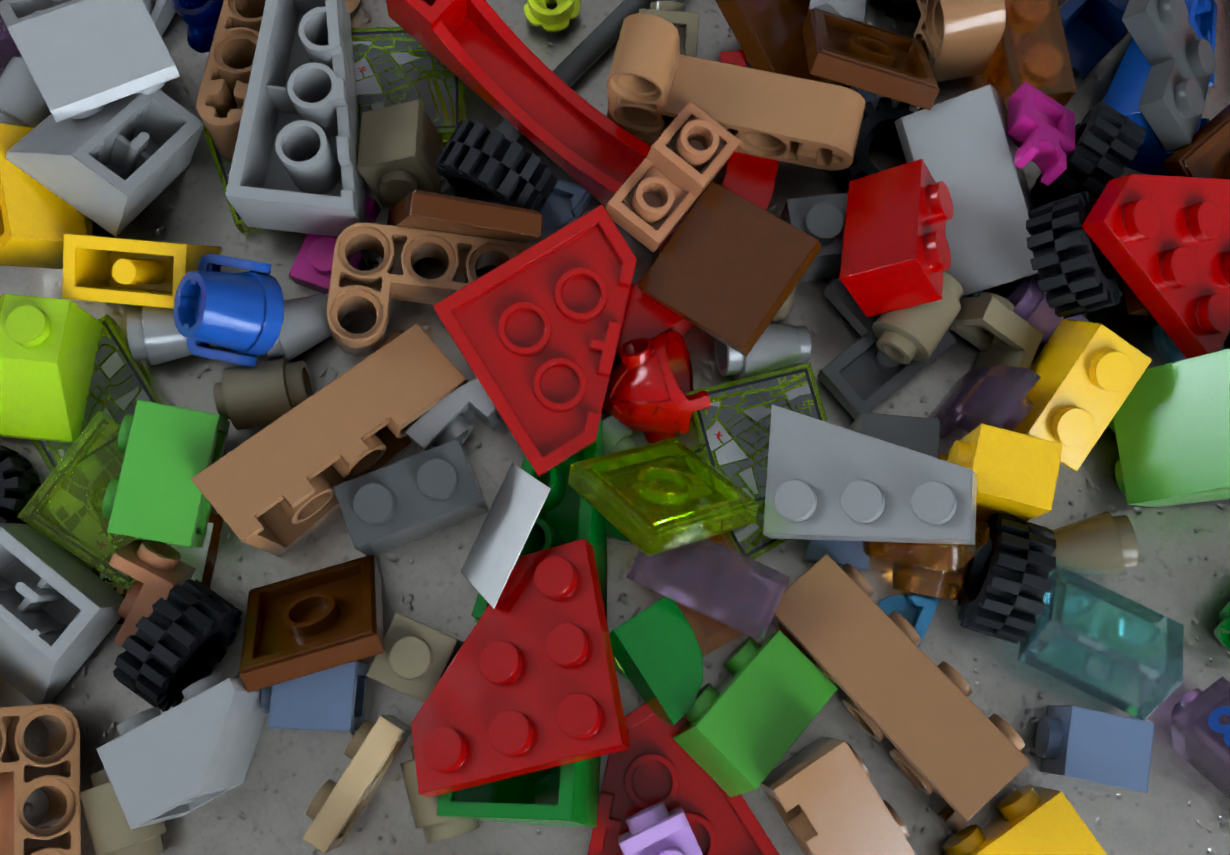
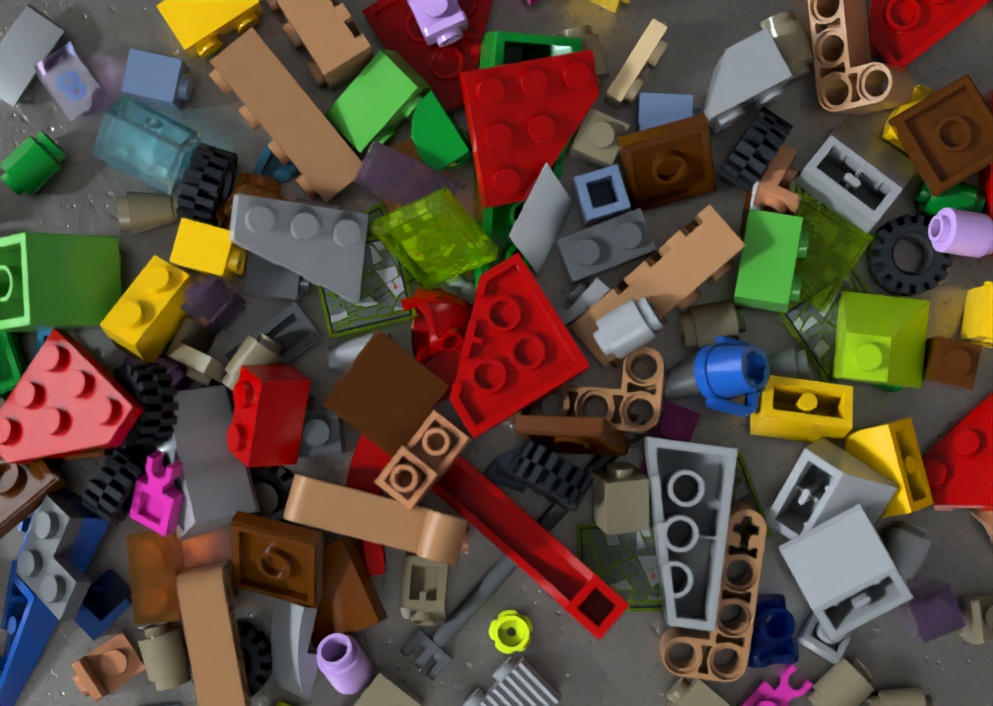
camera: 175 degrees right, 10 degrees up
(375, 362) = (628, 327): none -> light grey brick
(415, 571) = (600, 195): none -> sand blue brick

